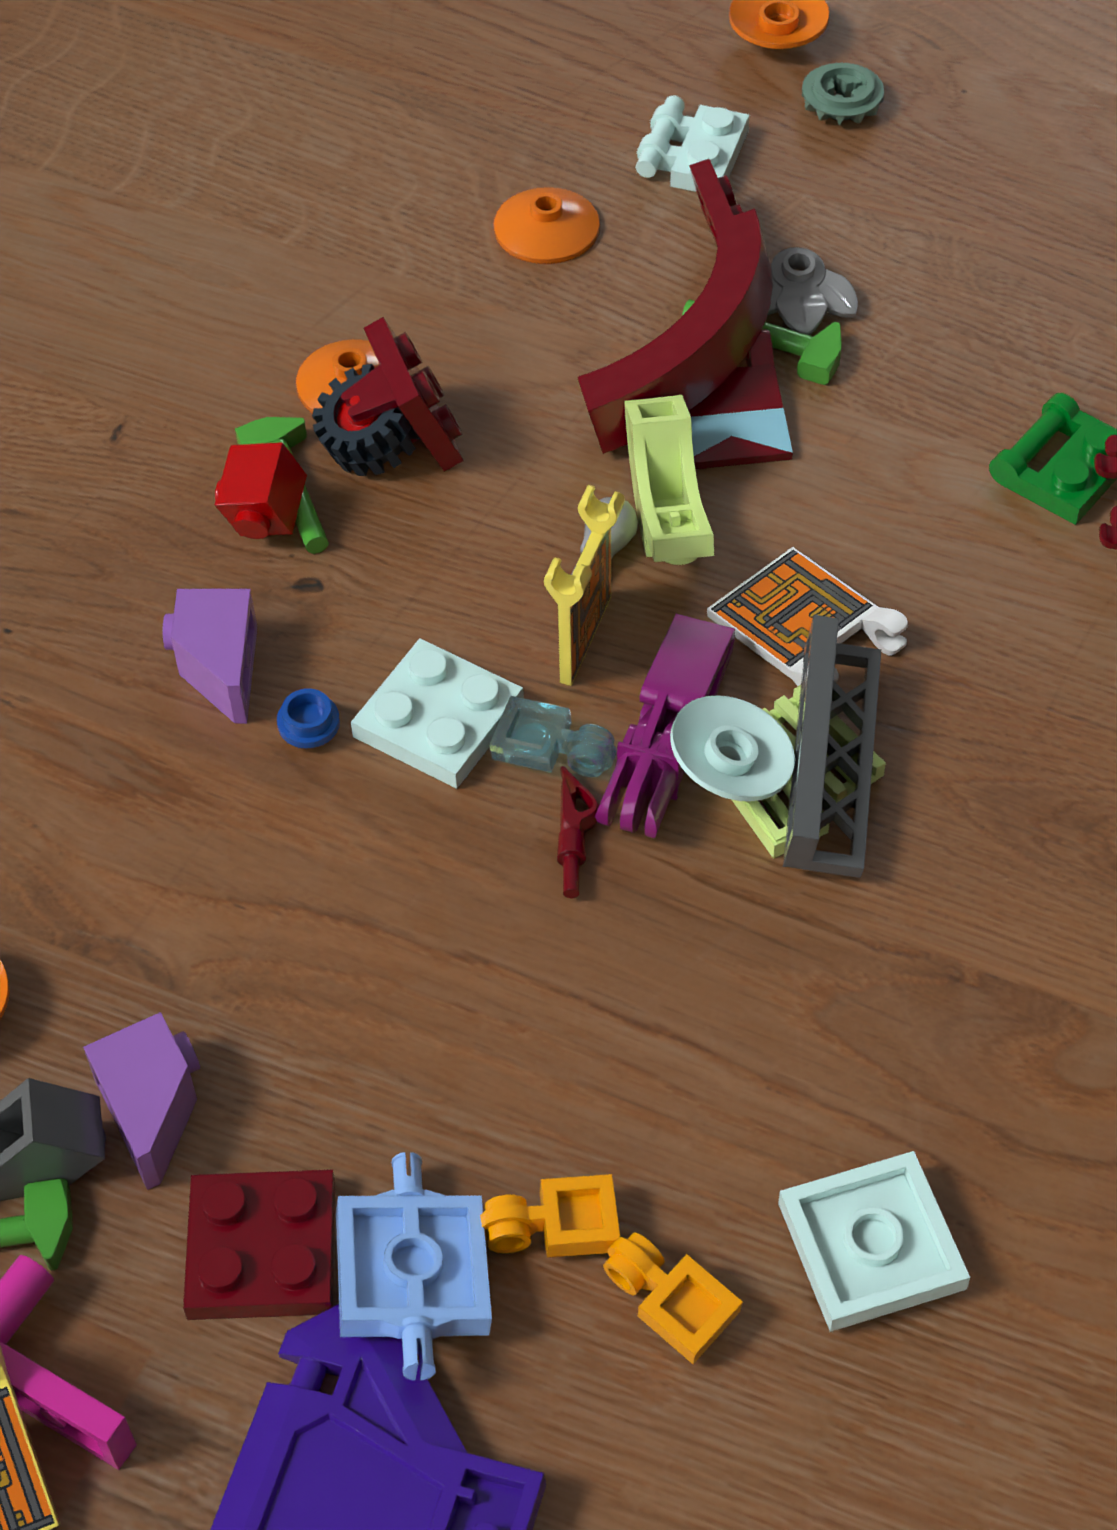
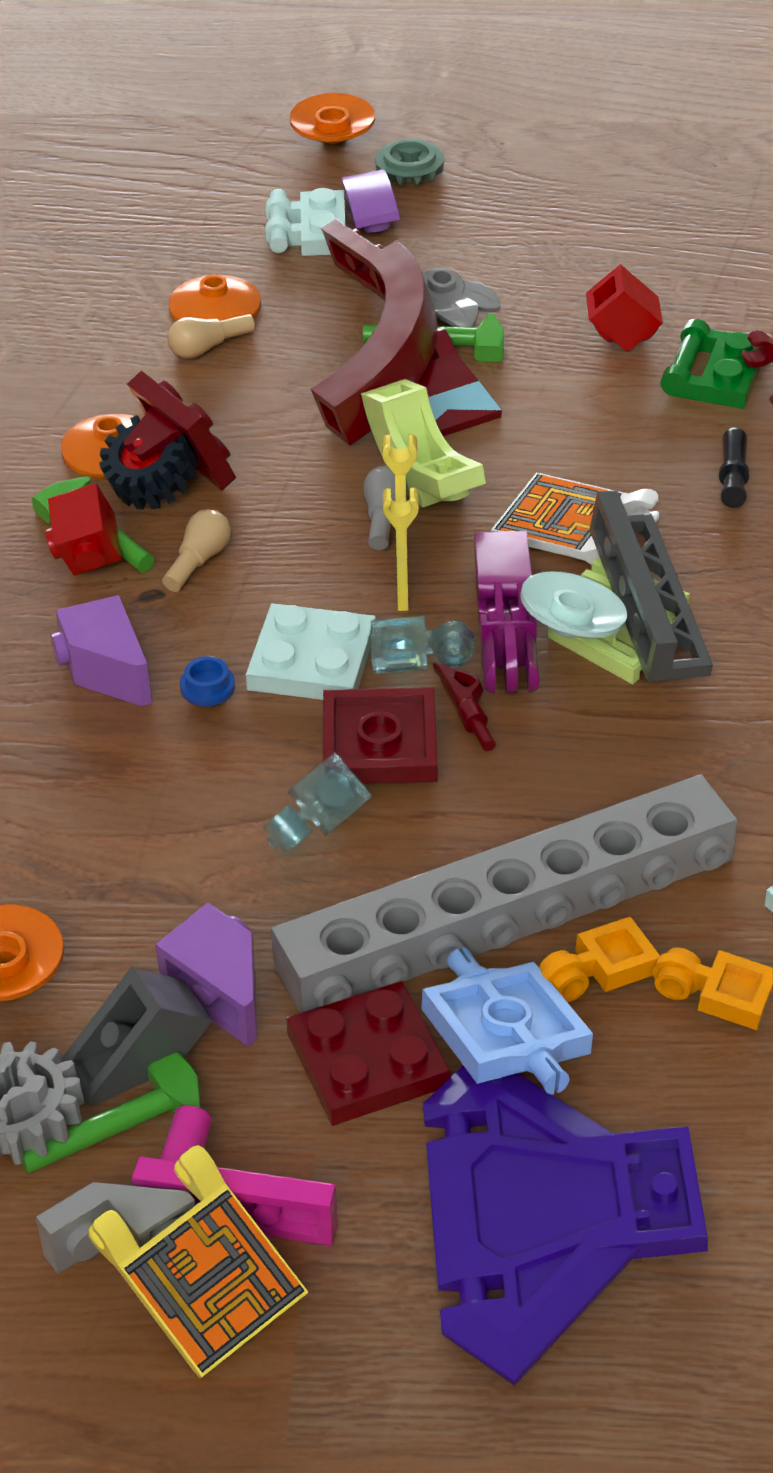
camera: 20 degrees left, 10 degrees down
(359, 909) = (326, 797): none -> clear light blue plate
(389, 531) = (204, 537): none -> tan piece
(455, 846) = (382, 733): none -> dark red plate
(461, 1078) = (504, 893): none -> light grey brick
(500, 266) = (195, 336): none -> tan piece
(771, 136) = (370, 200): none -> medium lavender slope
(984, 360) = (623, 309): none -> red brick
(1017, 611) = (734, 471): none -> black piece

